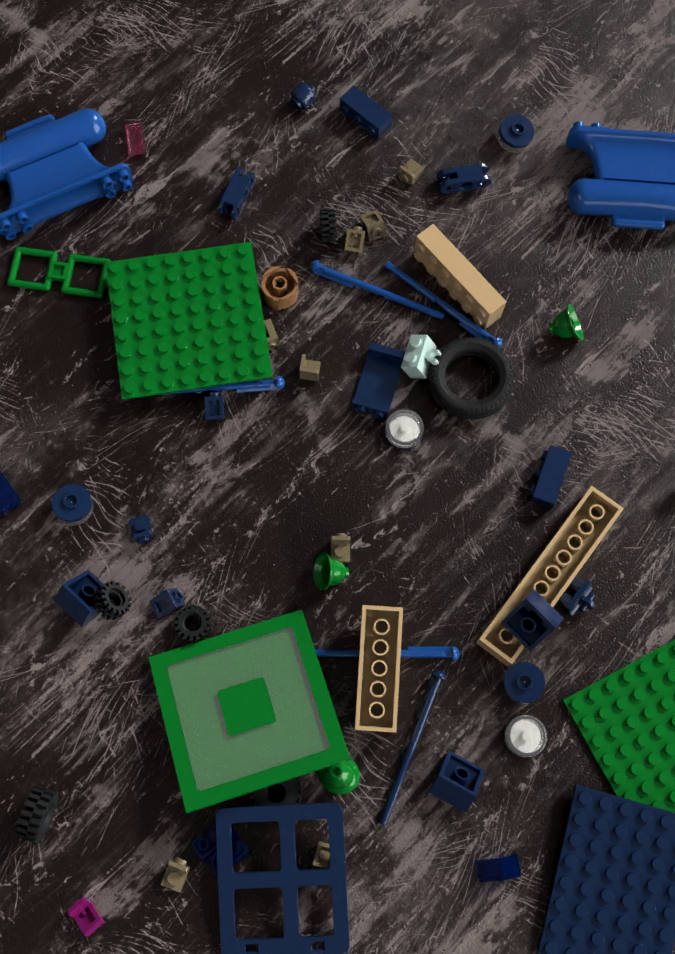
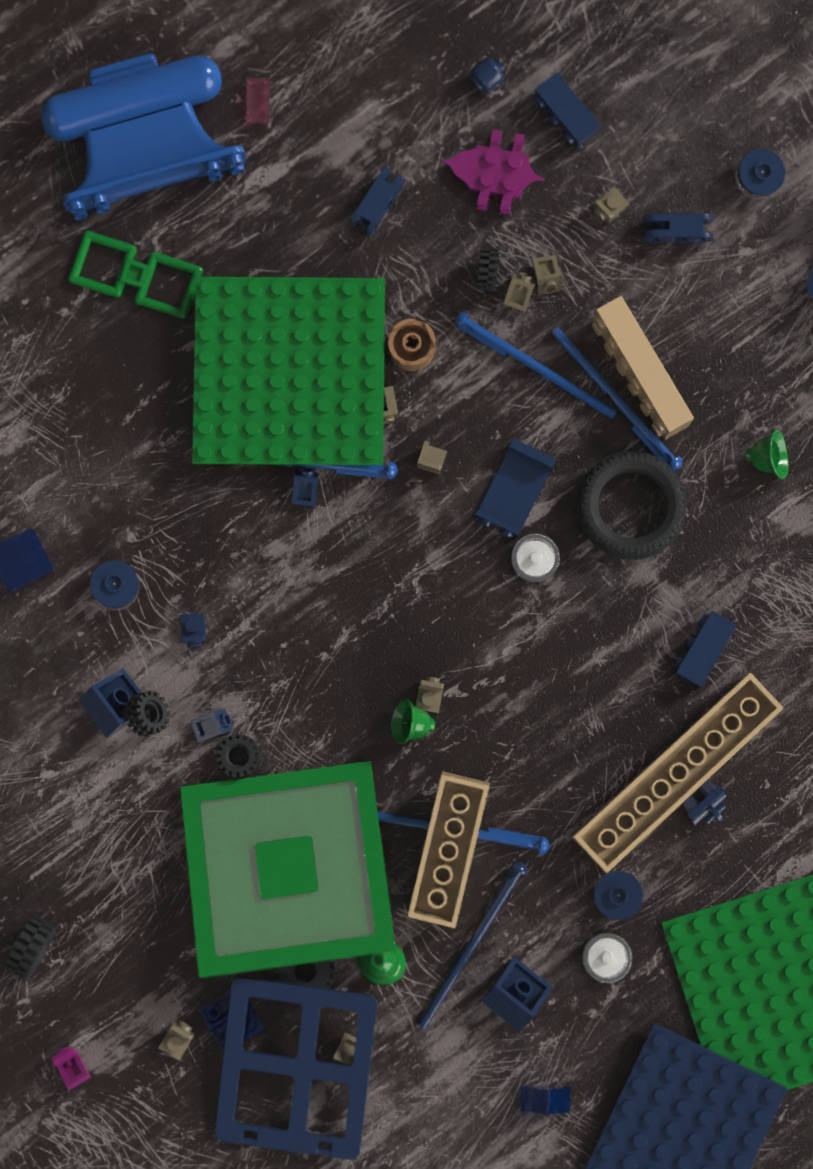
camera: 15 degrees right, 10 degrees up
(321, 160) = (495, 171): none -> magenta animal
(419, 356) = (572, 467): light aqua brick -> none
(532, 620) = (640, 827): dark blue slope -> none

